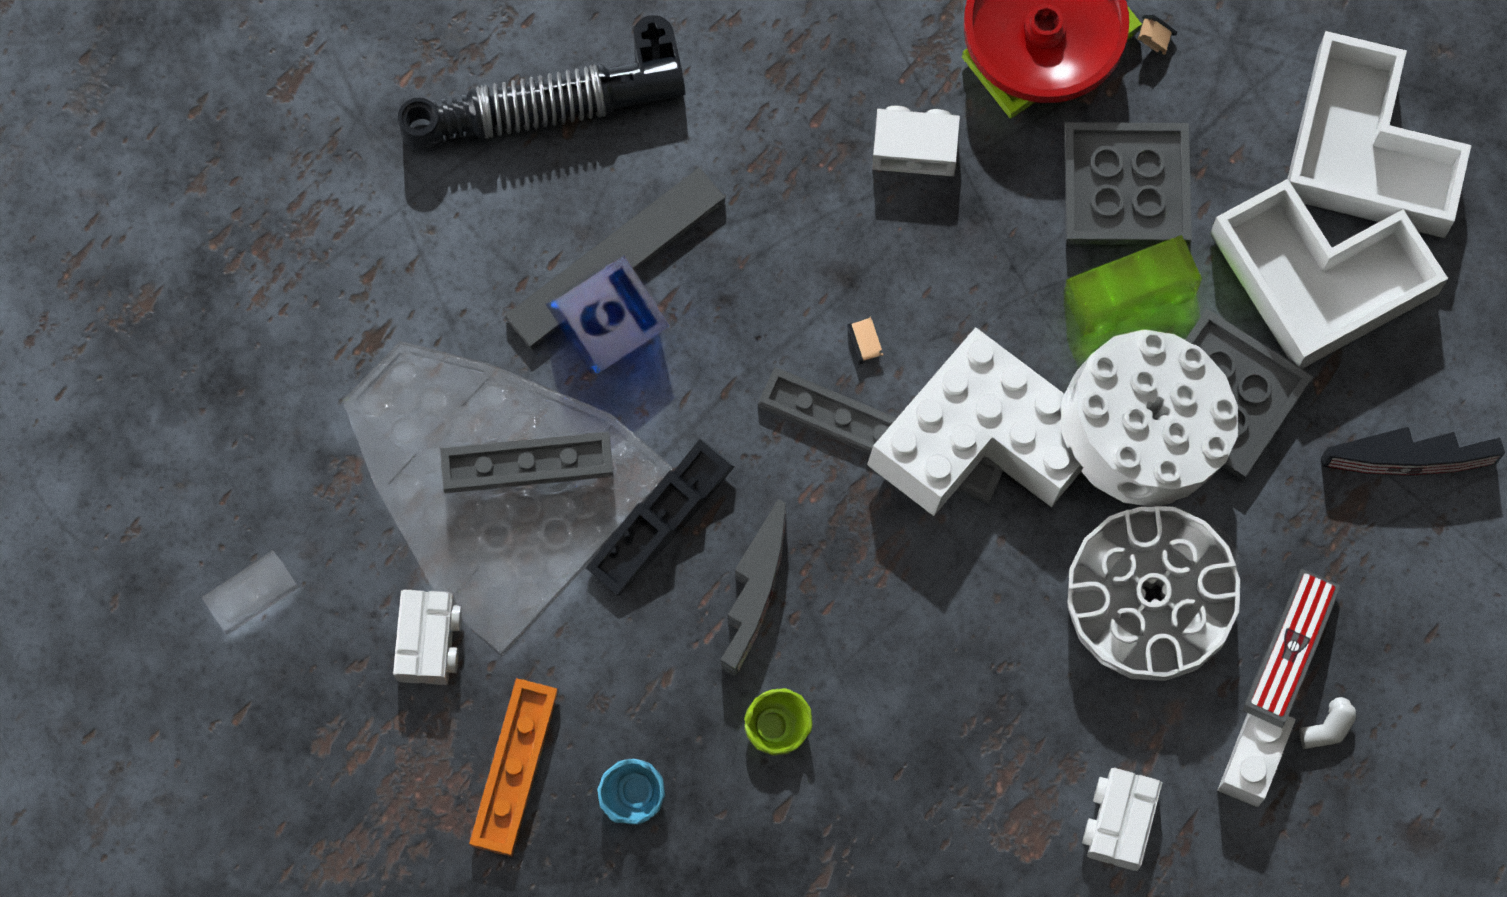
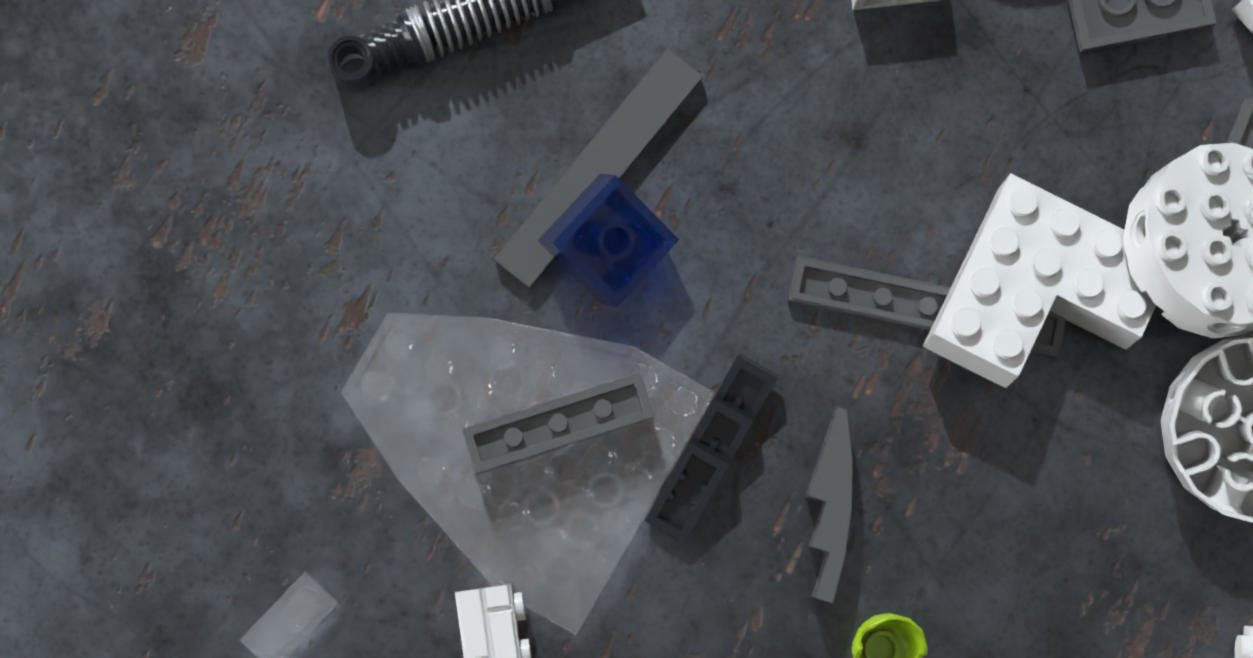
camera: 15 degrees left, 10 degrees up
(864, 340) = (887, 205): light nougat piece -> none
(1133, 286) = (1164, 88): clear neon green brick -> none

